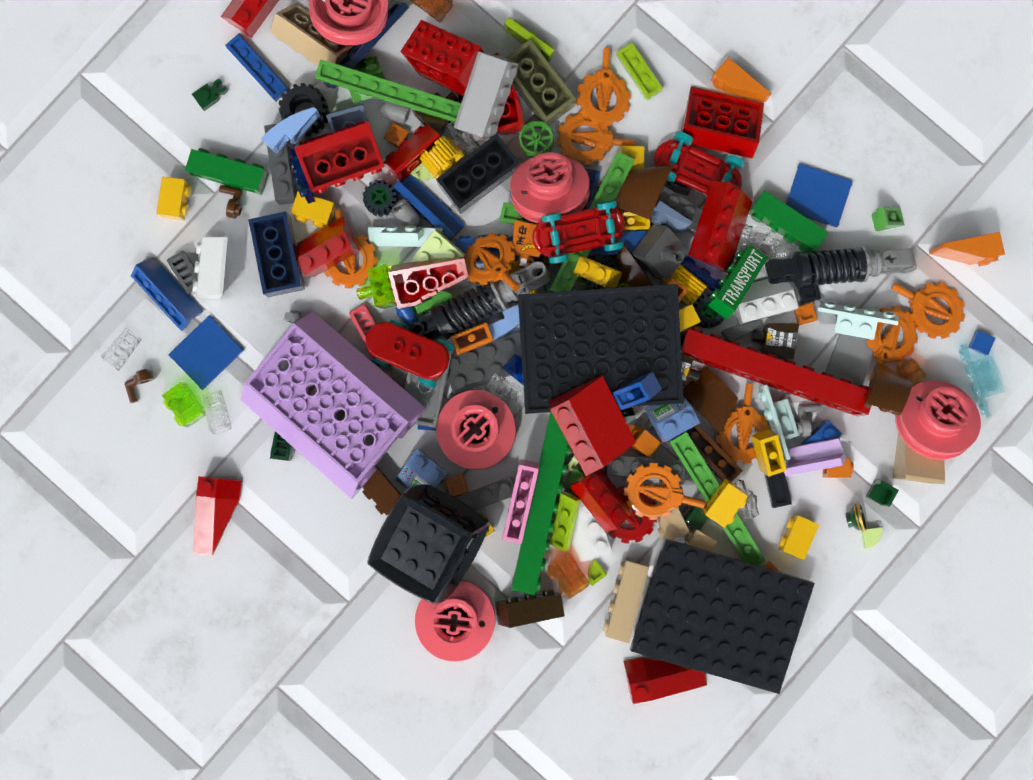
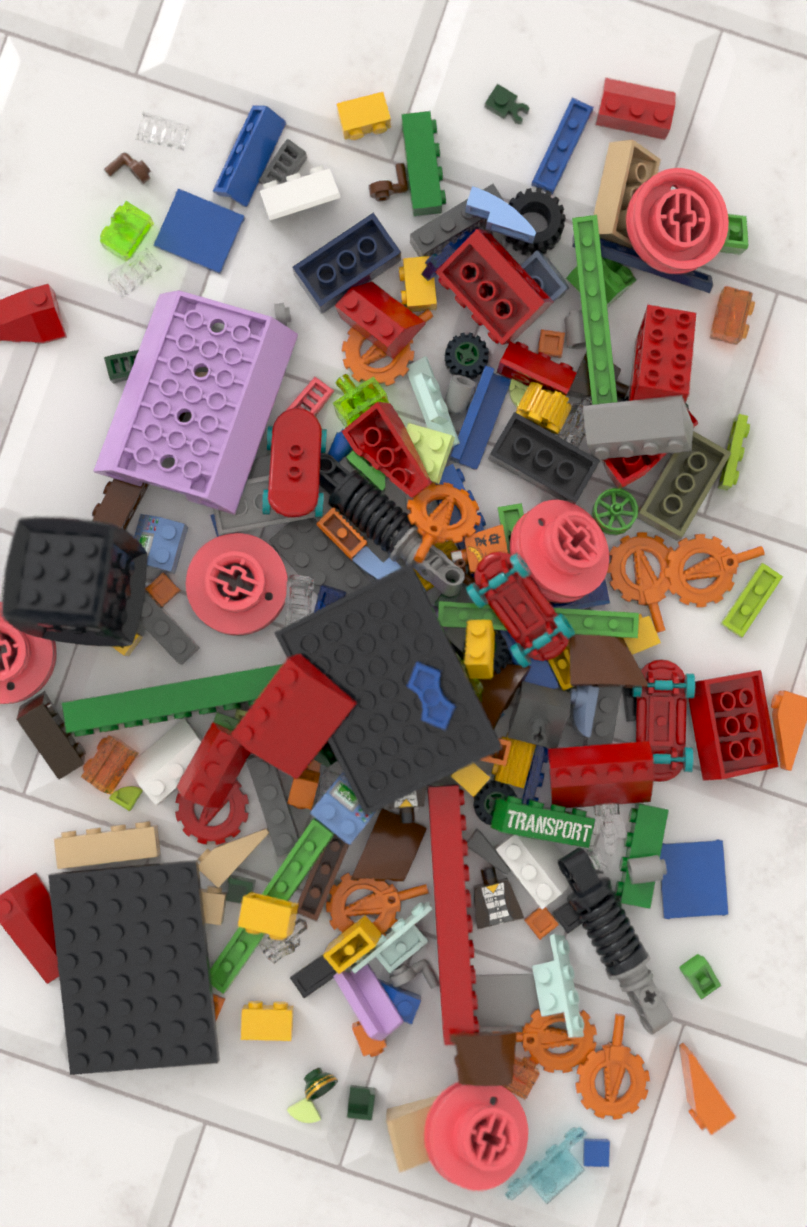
camera: 60 degrees right, 0 degrees up
(520, 501) = (170, 670): bright pink brick -> none
(565, 521) = (170, 734): lime plate -> none
(609, 318) = (426, 684): none -> blue tile
(637, 391) = (354, 753): blue slope -> none
(669, 496) = (251, 845): orange bar -> none
(800, 222) = (646, 869): none -> light grey brick

